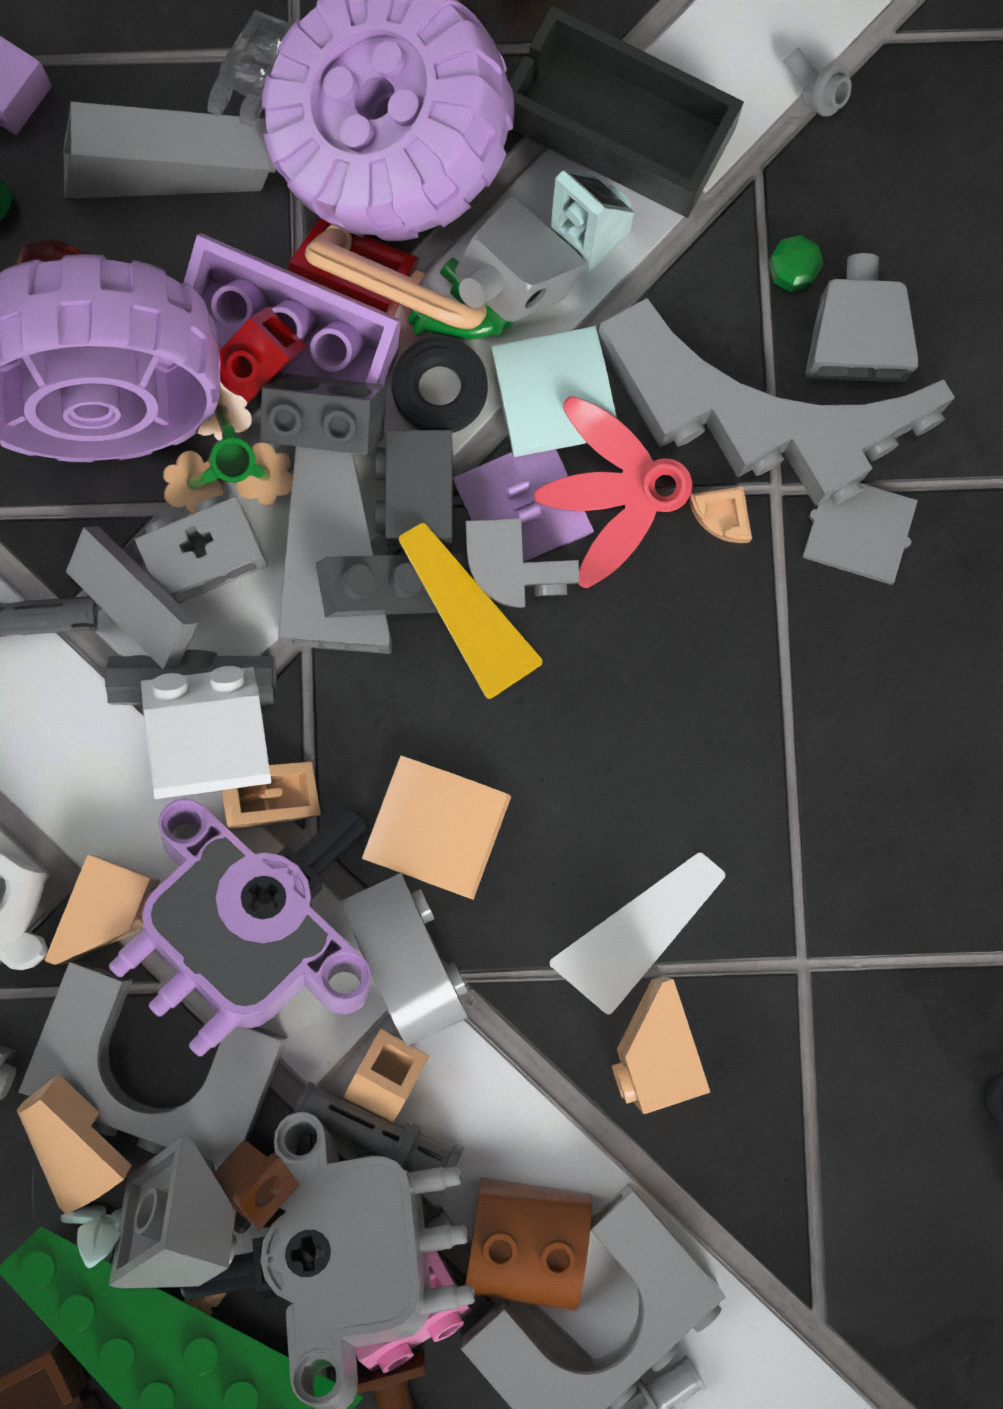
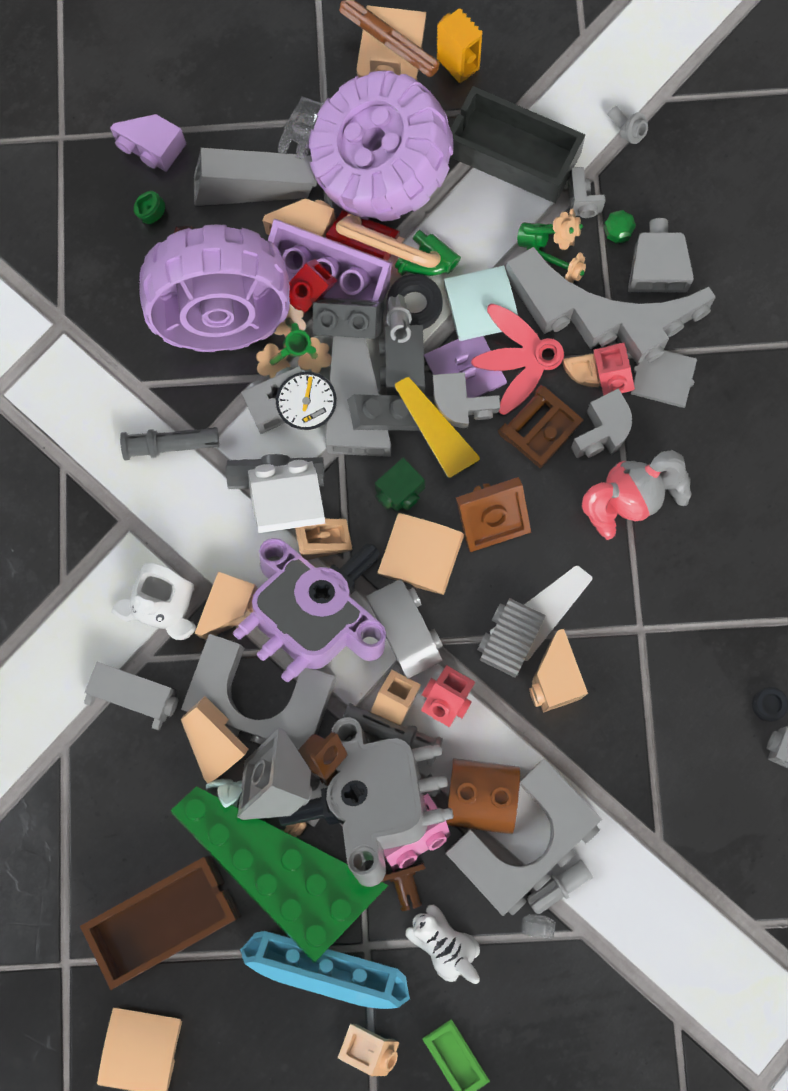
camera: 10 degrees right, 5 degrees down
(131, 597) = (240, 425): light grey tile -> none
(246, 558) = (306, 400): none -> white sticker
(253, 226) = (305, 214): none -> light nougat slope
(403, 712) = (399, 487): none -> dark green brick
(410, 420) = (399, 319): none -> light grey axle
(474, 1079) = (447, 696): none -> coral brick
(516, 264) = (457, 231): light grey torso -> none
(561, 765) = (493, 514): none -> dark orange tile
(585, 977) = (511, 638): none -> light grey brick
(590, 216) = (497, 204): light aqua slope -> none
(653, 277) = (564, 231): none -> plant
(660, 624) = (548, 433): none -> reddish brown plate
(730, 206) = (580, 195): none -> light grey bracket
(770, 611) = (612, 425): none -> light grey brick
(776, 516) = (614, 368): none -> coral bracket
(805, 737) = (636, 491): none -> hair

